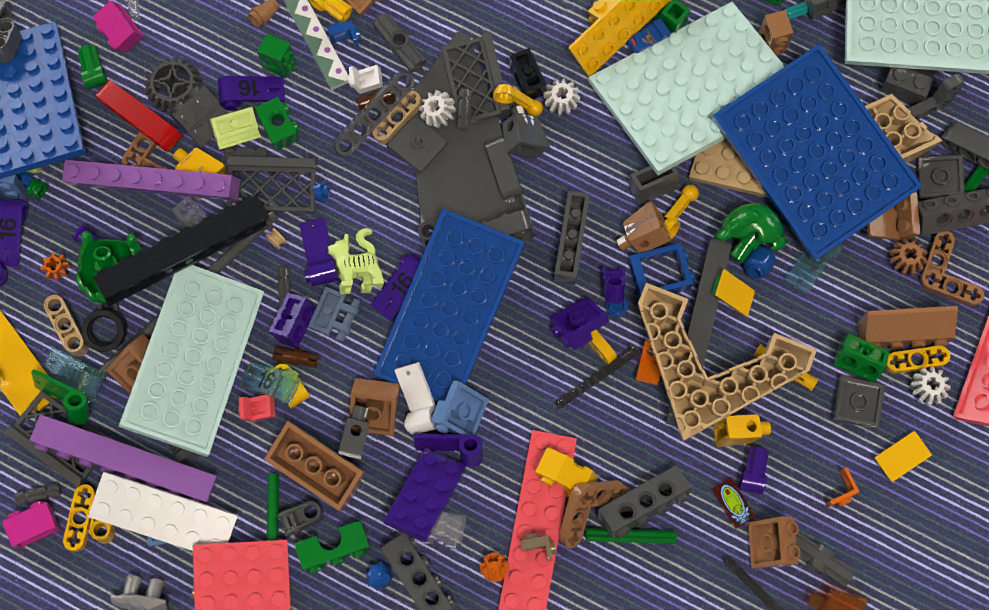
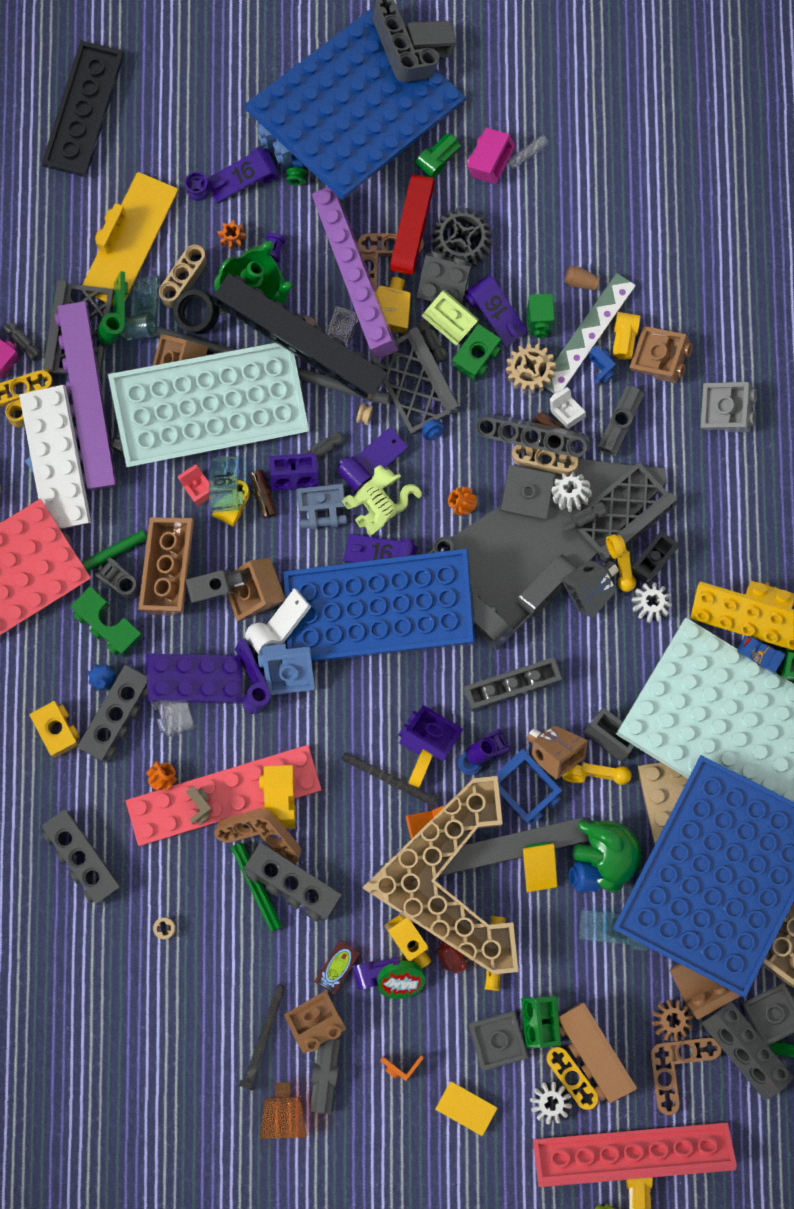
camera: 65 degrees right, 5 degrees up
(308, 83) = (524, 373): none -> tan gear
(395, 198) = (462, 501): none -> orange gear
(772, 403) = (451, 958): none -> clear red head
(773, 453) = (401, 980): none -> tile

